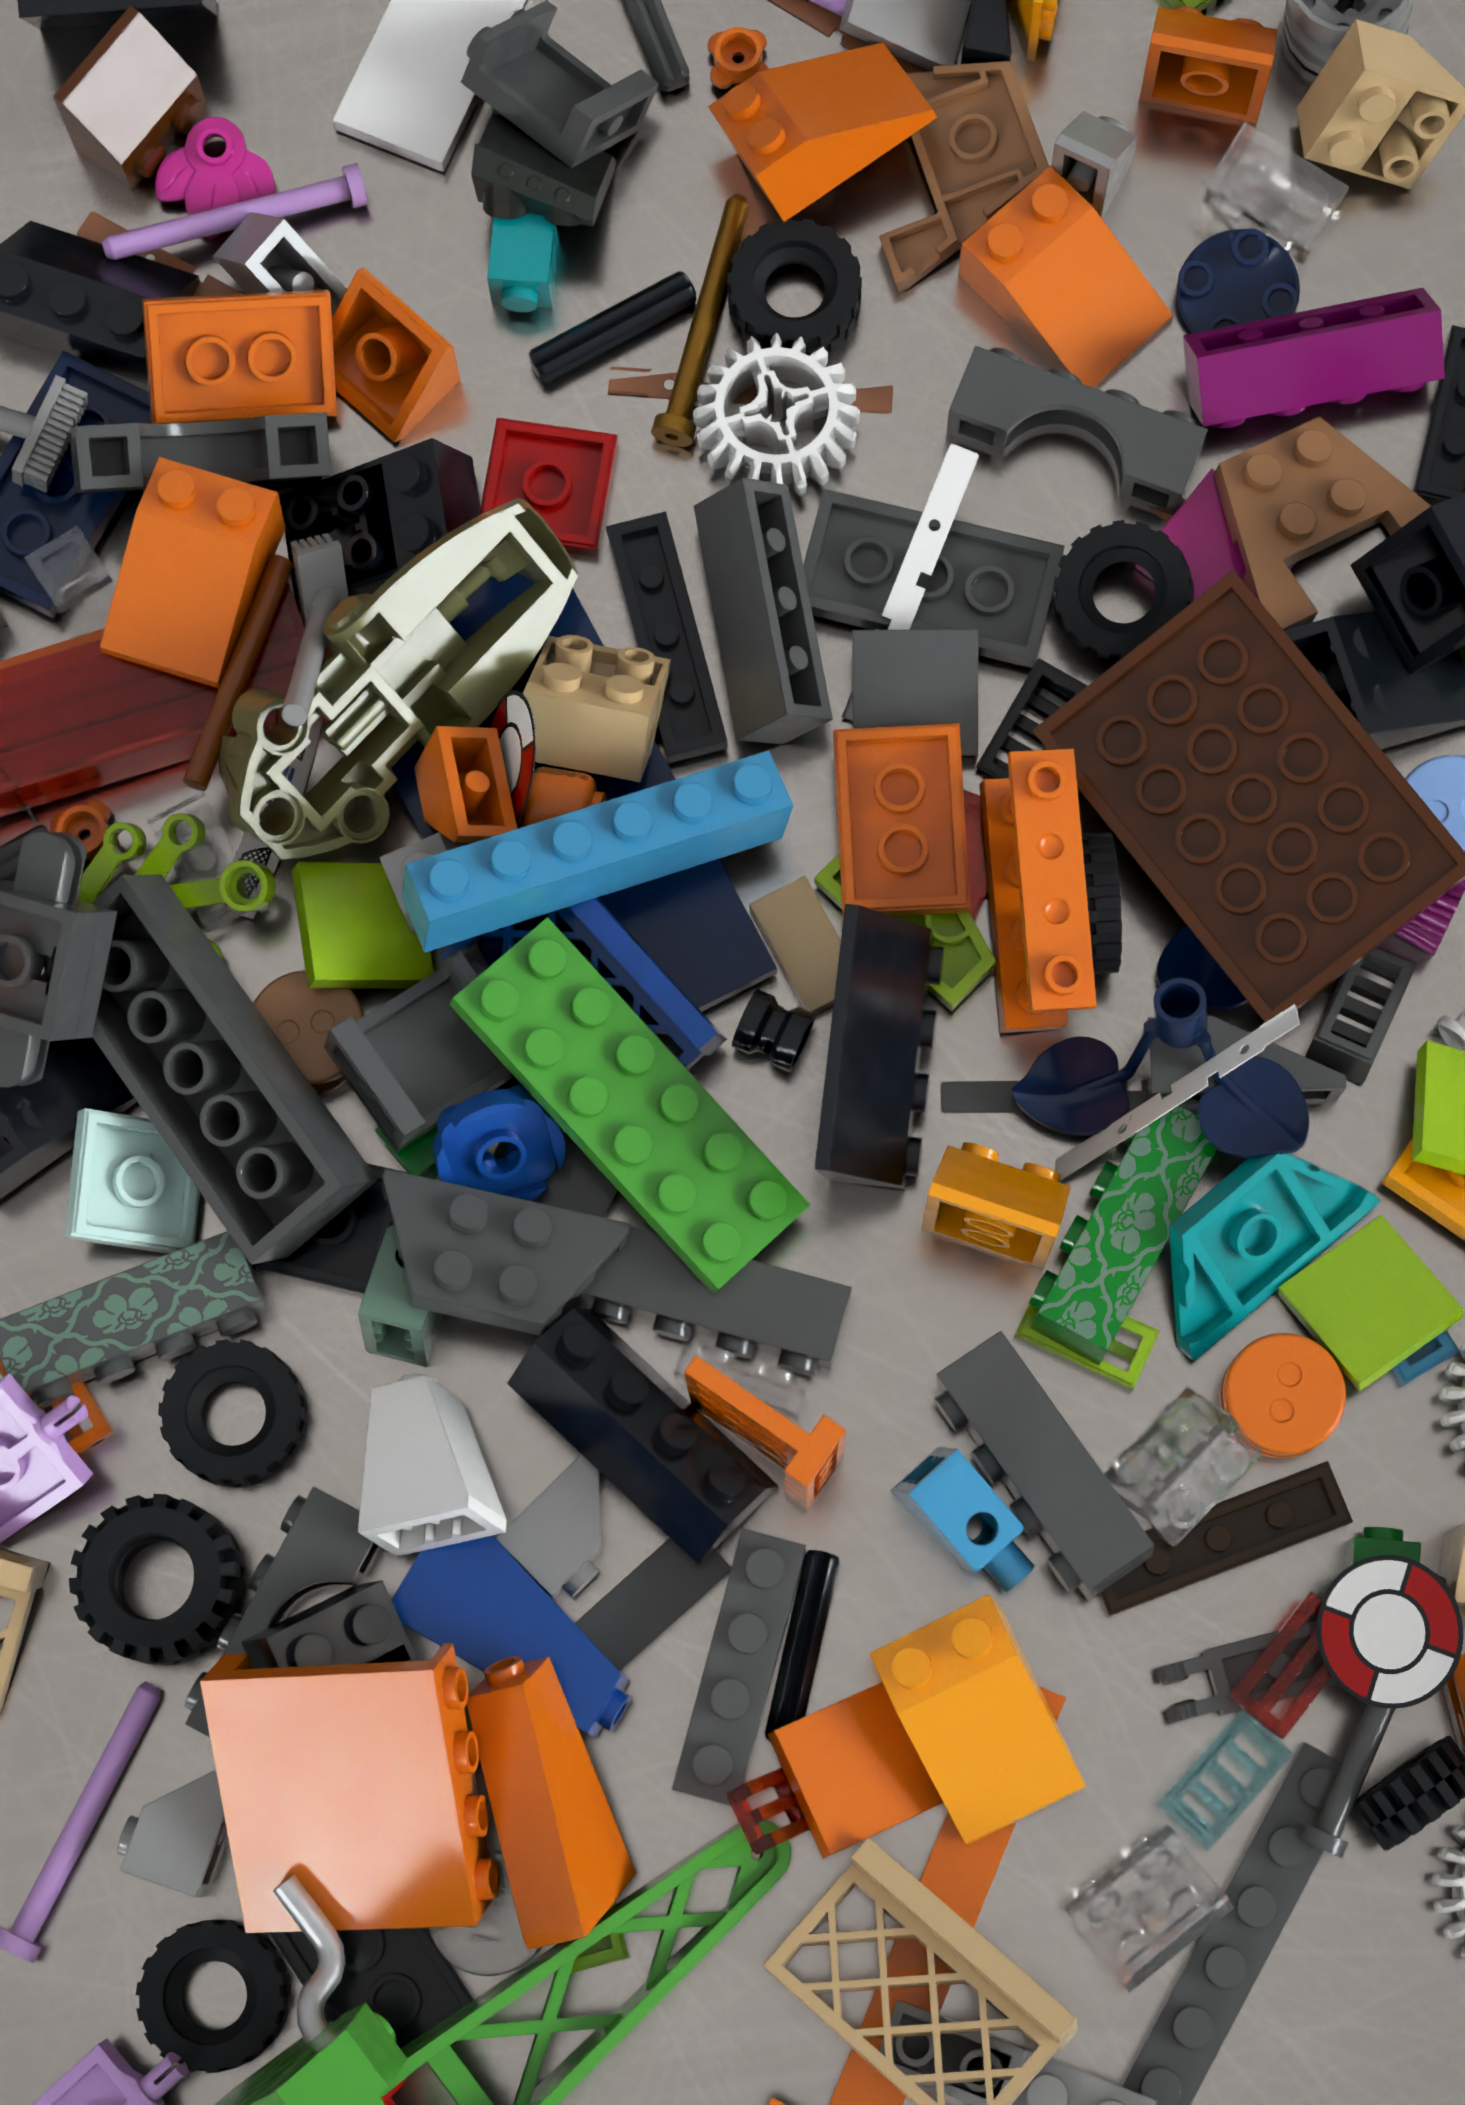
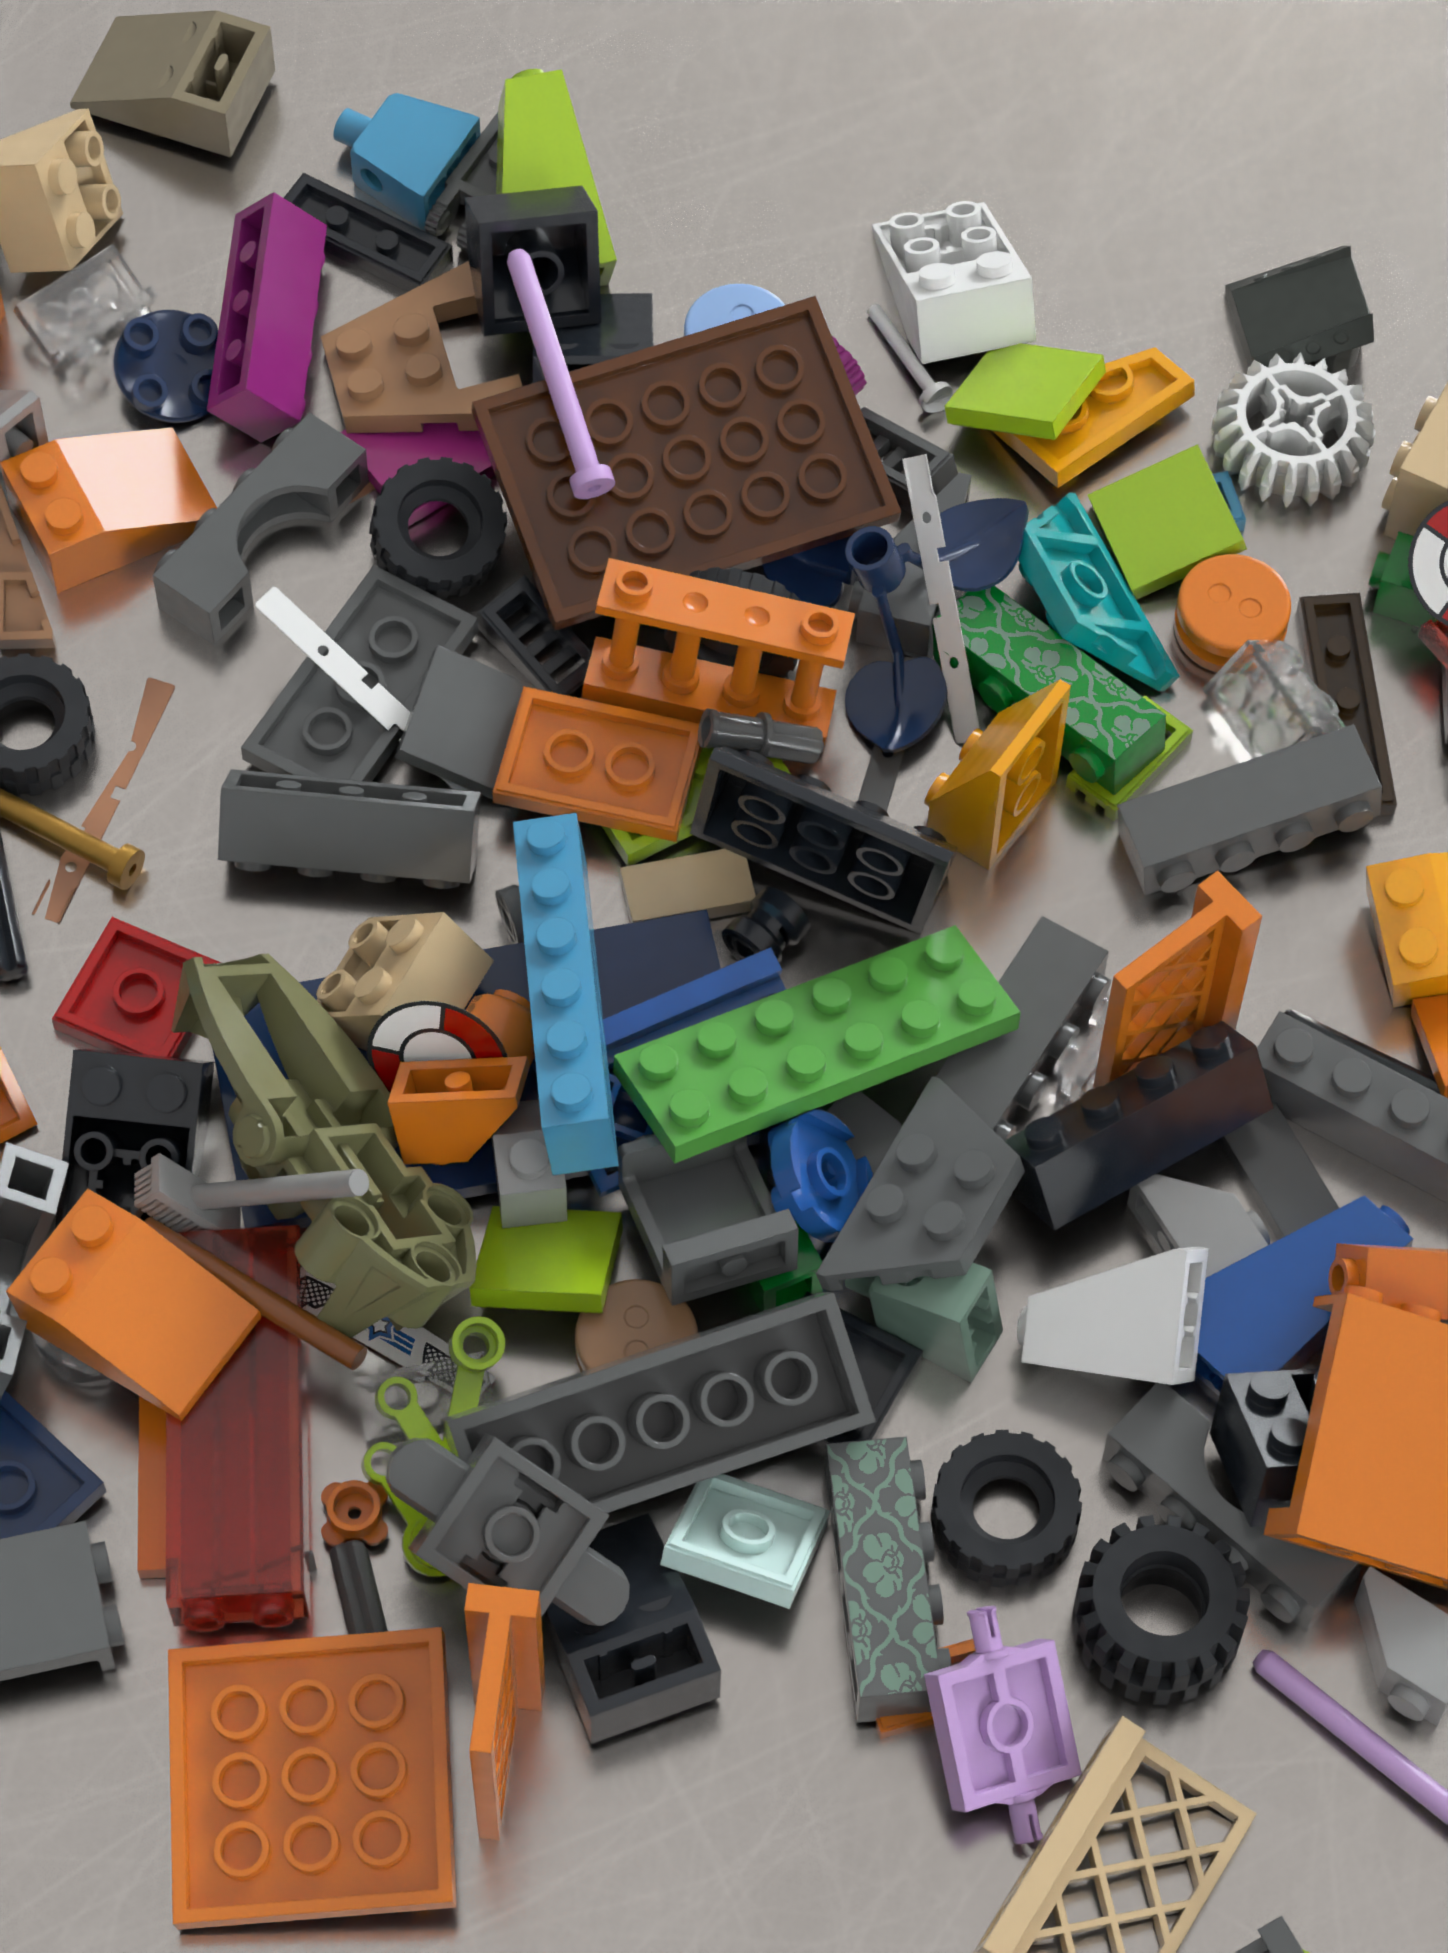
camera: 80 degrees left, 15 degrees down
(68, 569) = (70, 1446): clear tile -> none
(667, 628) = (310, 920): black plate -> none
(821, 396) = (119, 753): white gear -> none
(943, 1498) = (1288, 877): dark azure torso -> none
(972, 963) = (760, 735): none -> dark grey axle
(1188, 706) = (590, 476): none -> lavender bar

